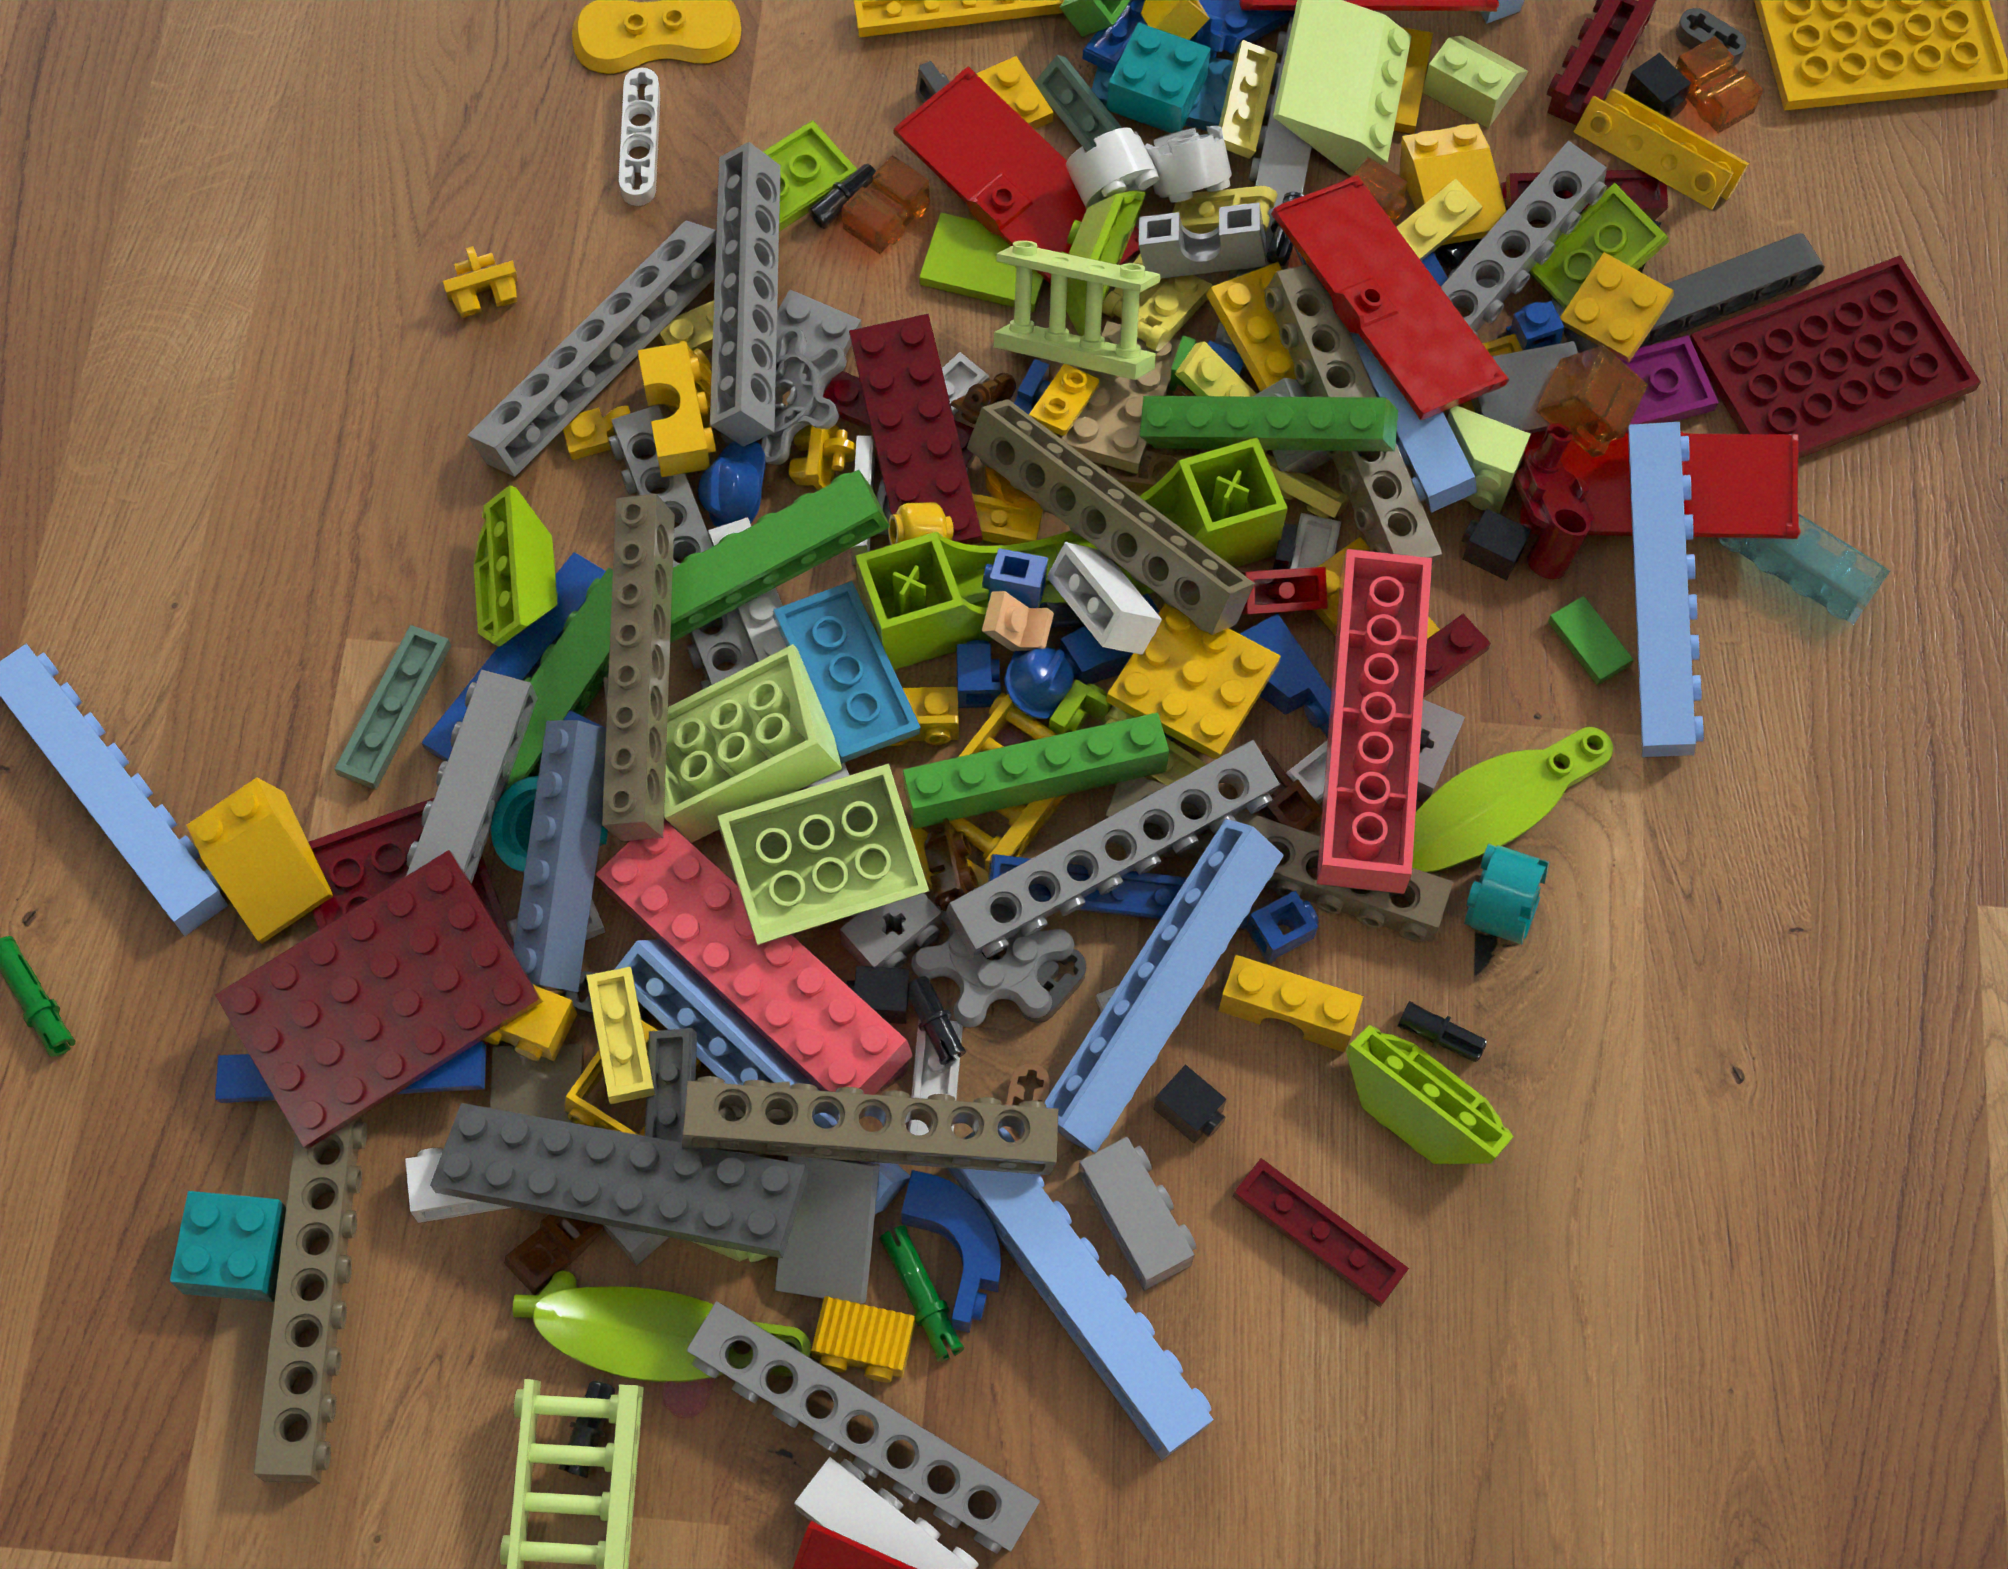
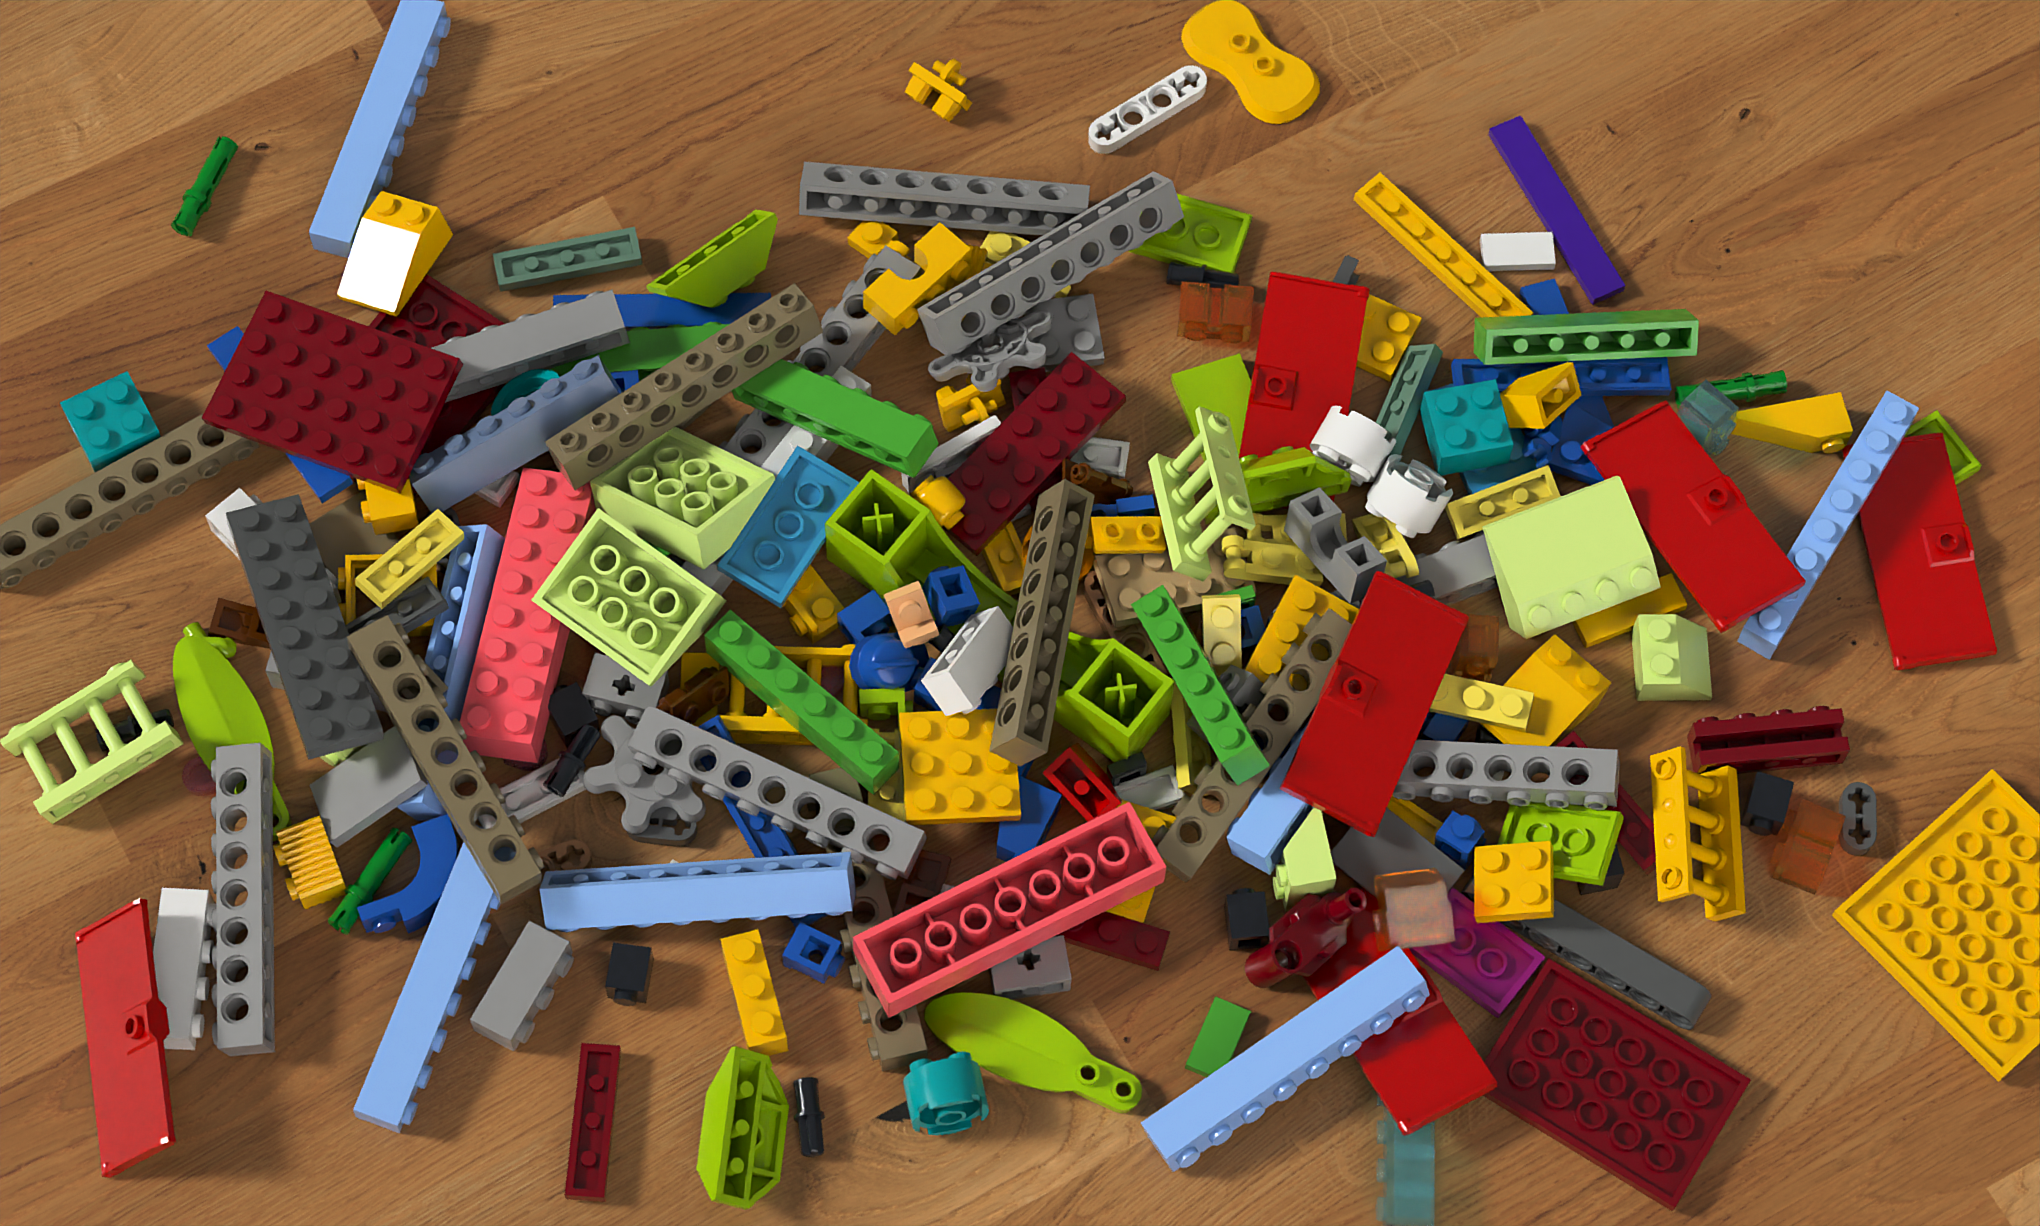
camera: 55 degrees right, 0 degrees up
(733, 484) = (895, 358): blue piece -> none

